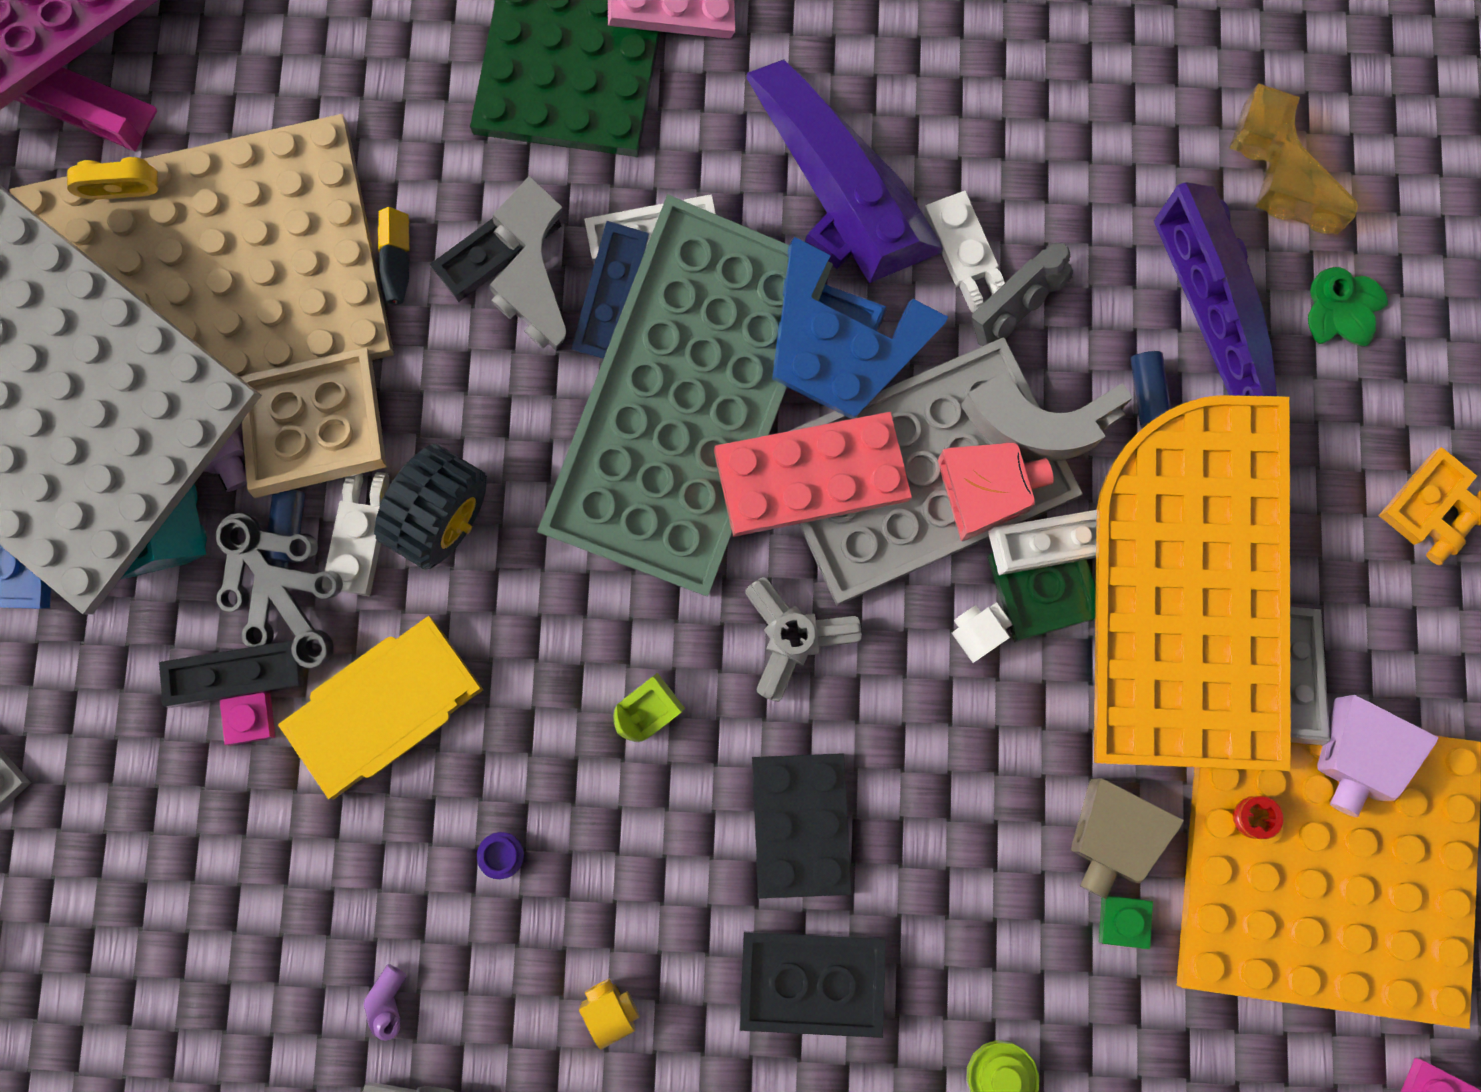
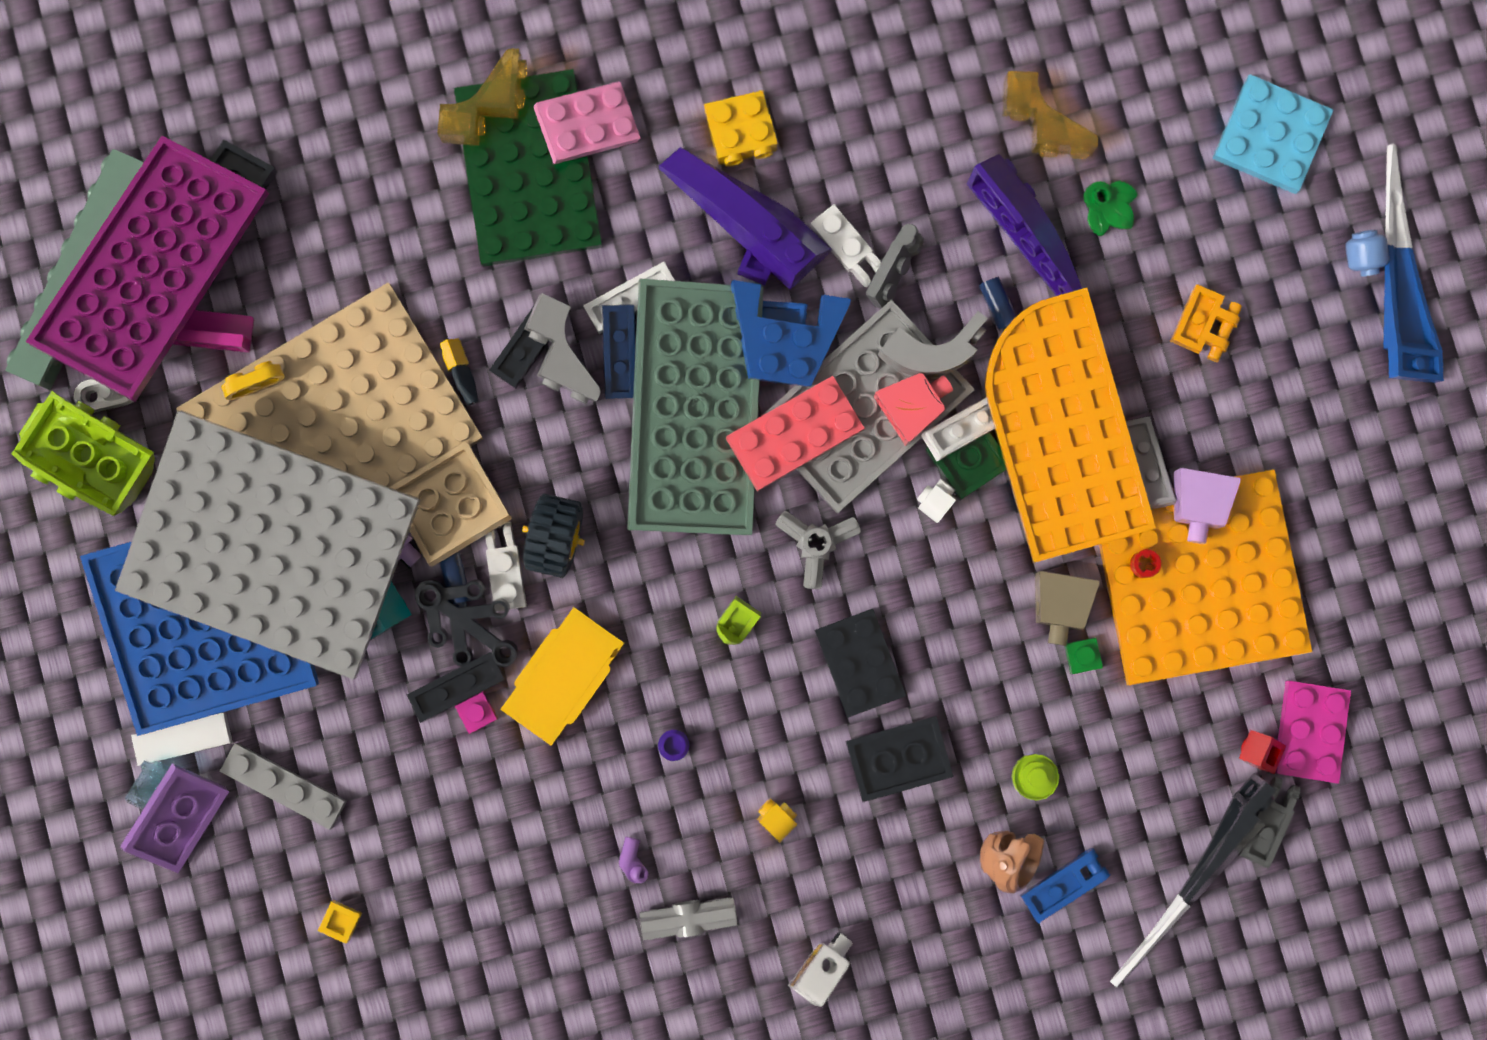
camera: 25 degrees left, 5 degrees up
(872, 59) = (741, 128): none -> yellow plate

